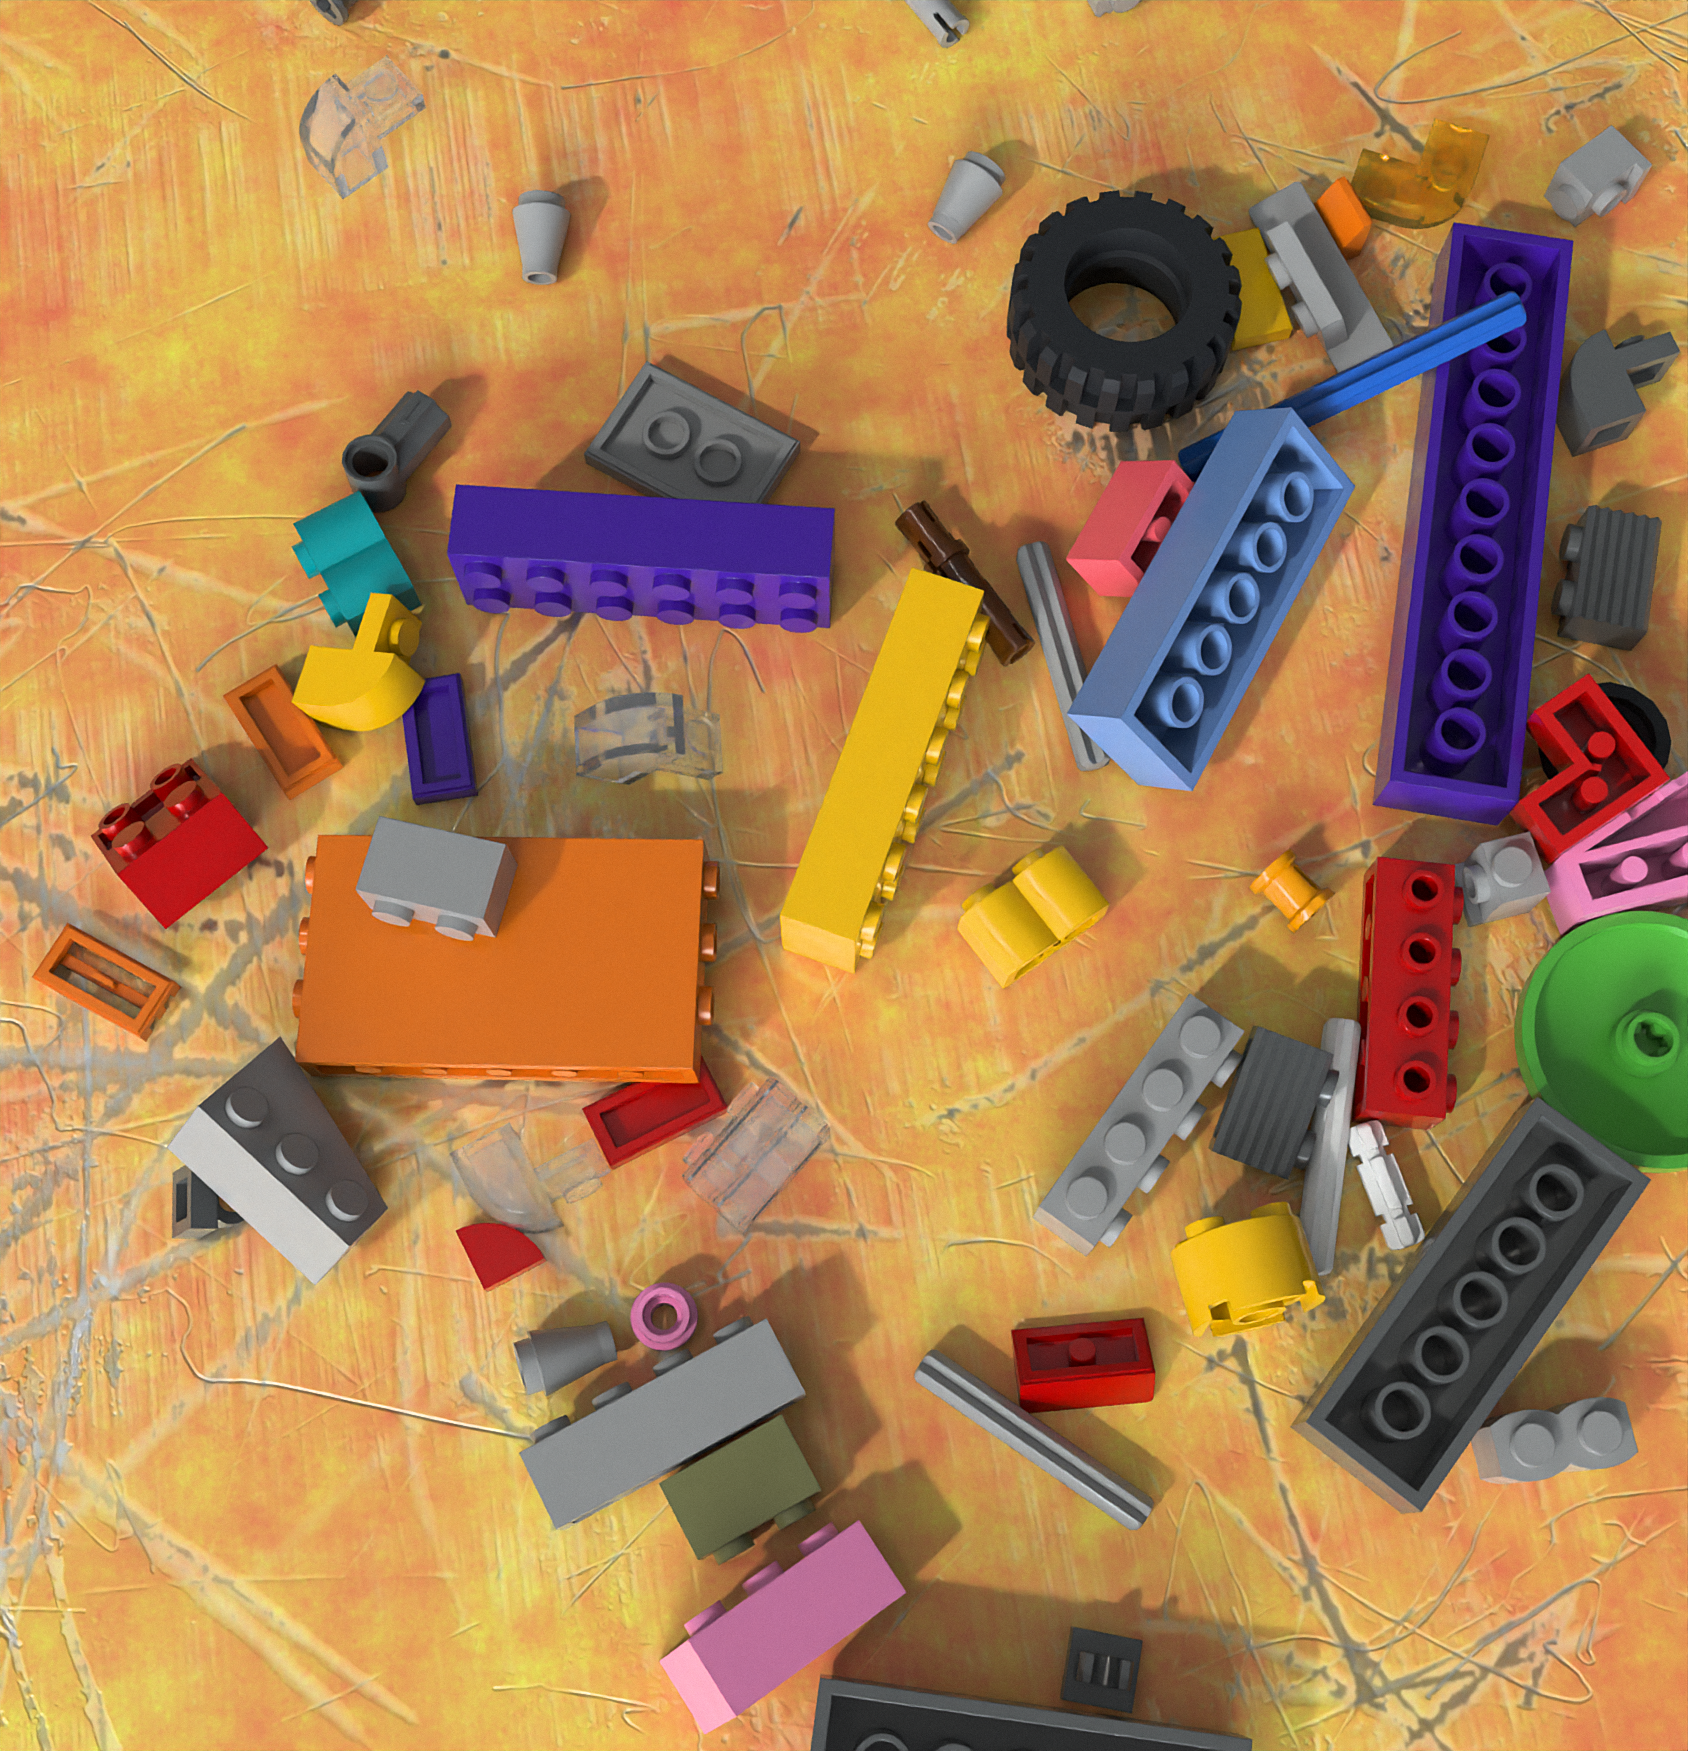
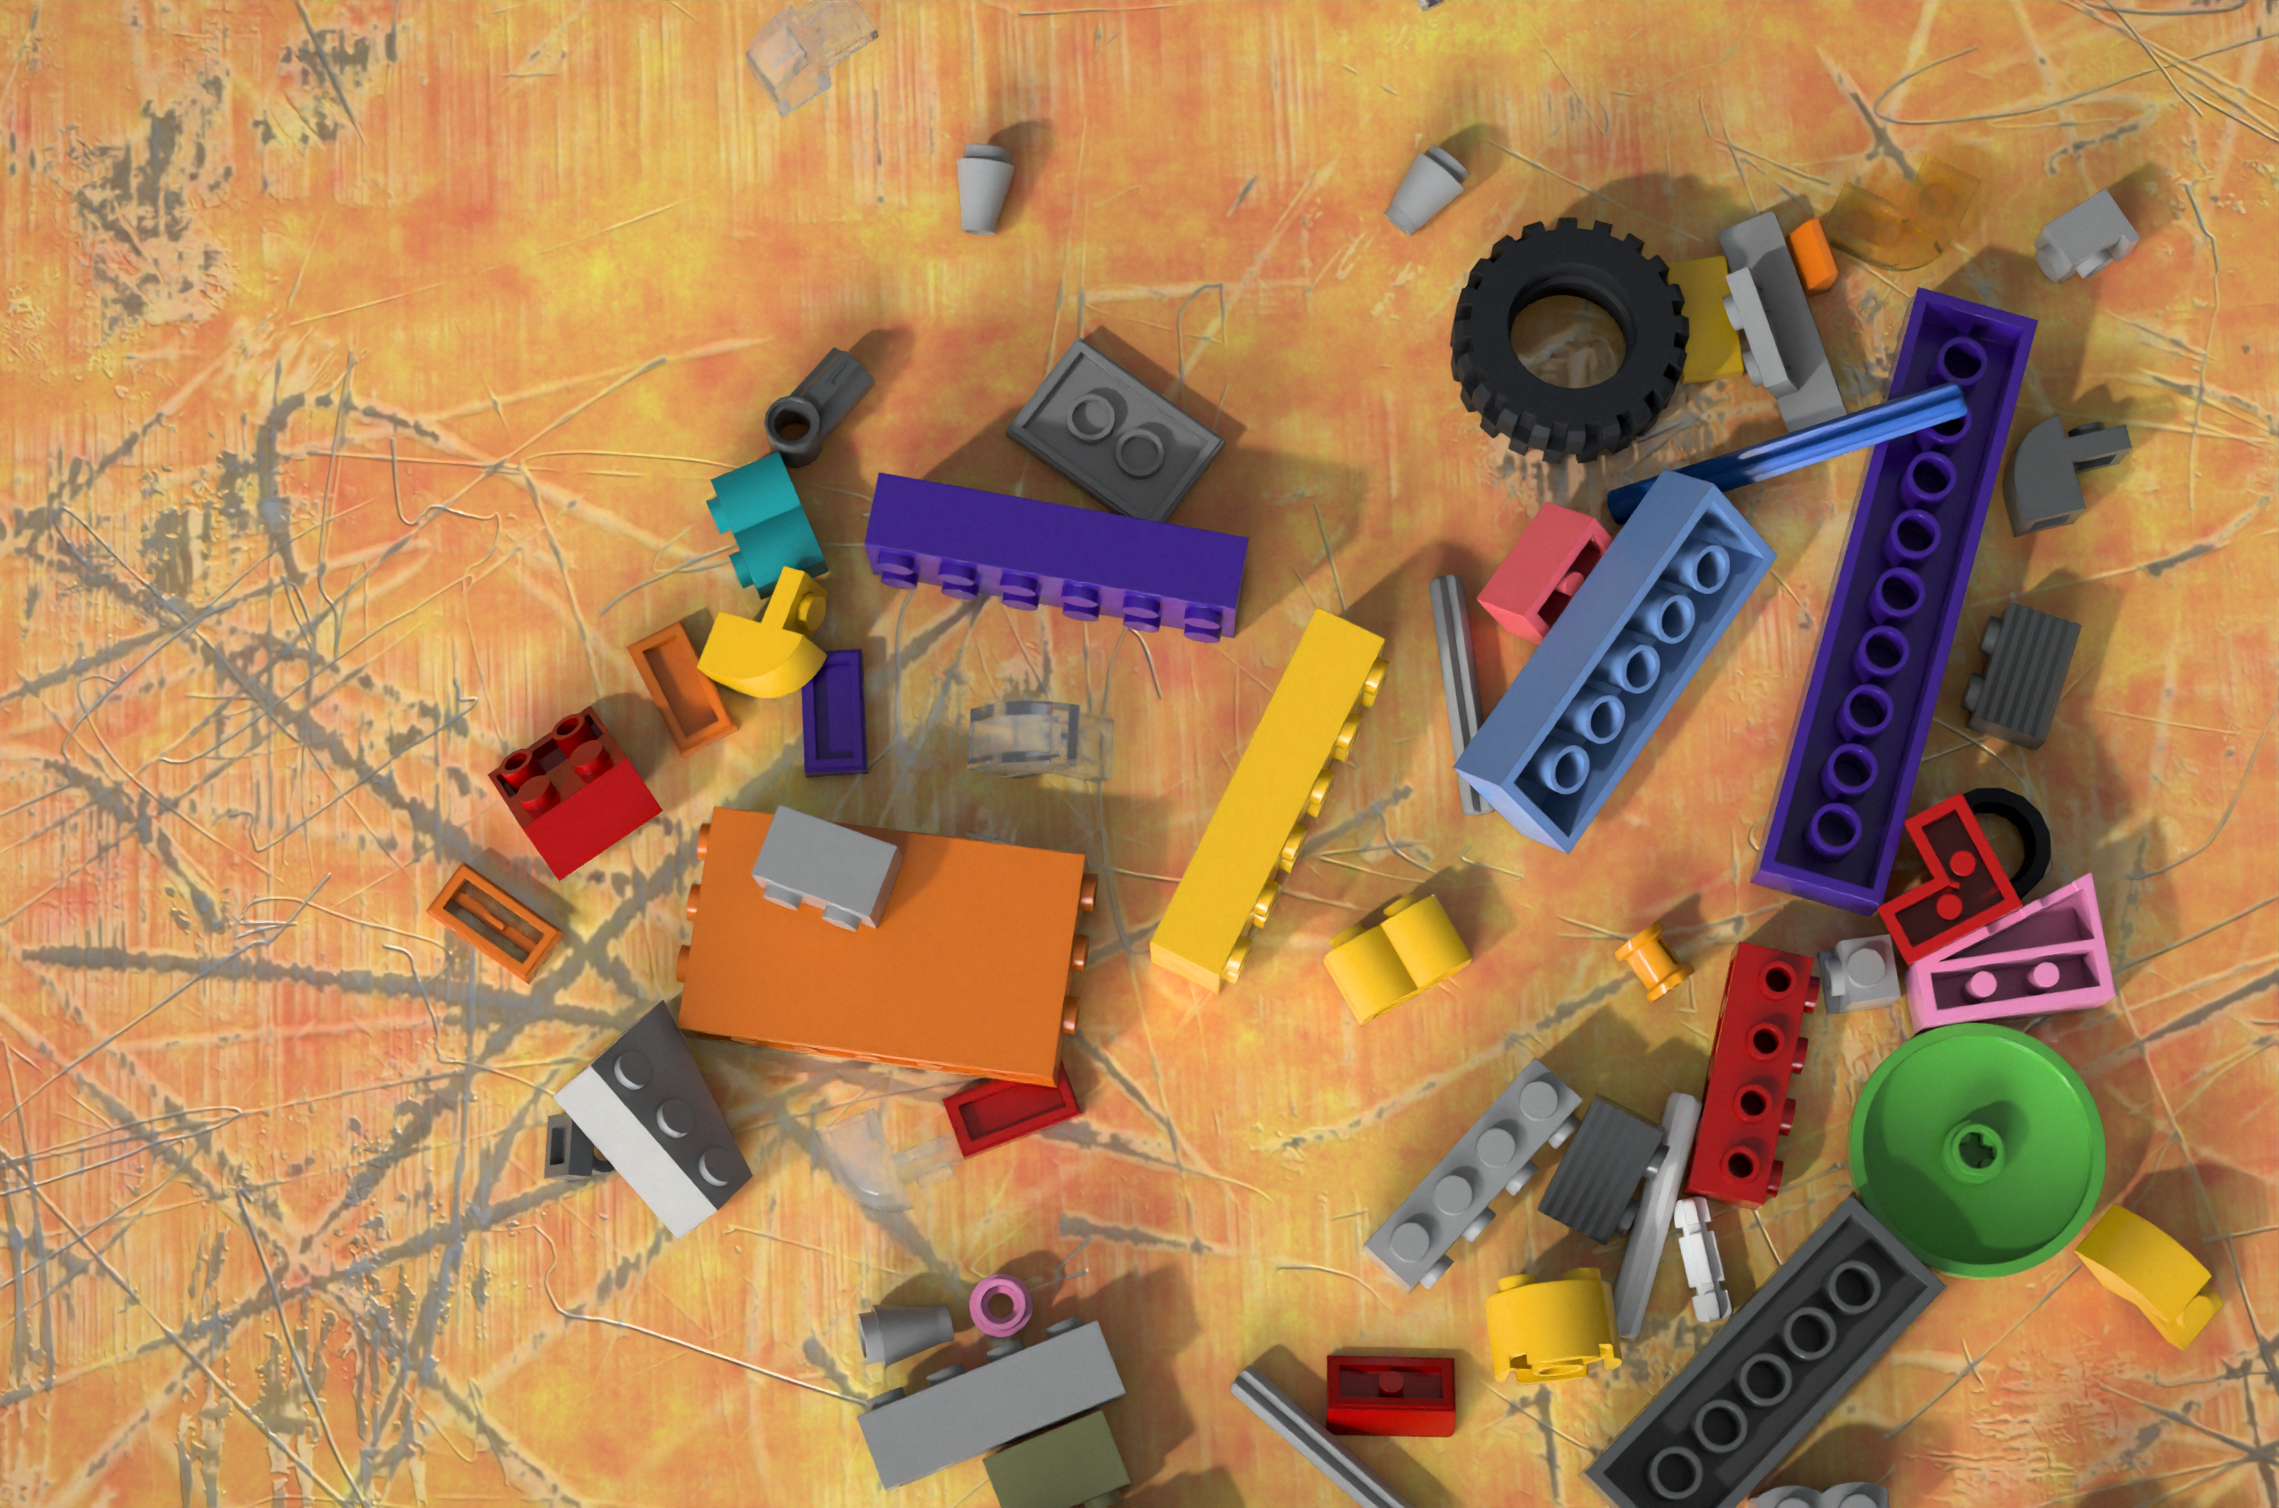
camera: 10 degrees right, 5 degrees up
(498, 1253) = (850, 1227): red tile -> none
(754, 1153) = (1102, 1161): clear brick -> none
(950, 560) = (1363, 592): reddish brown pin -> none

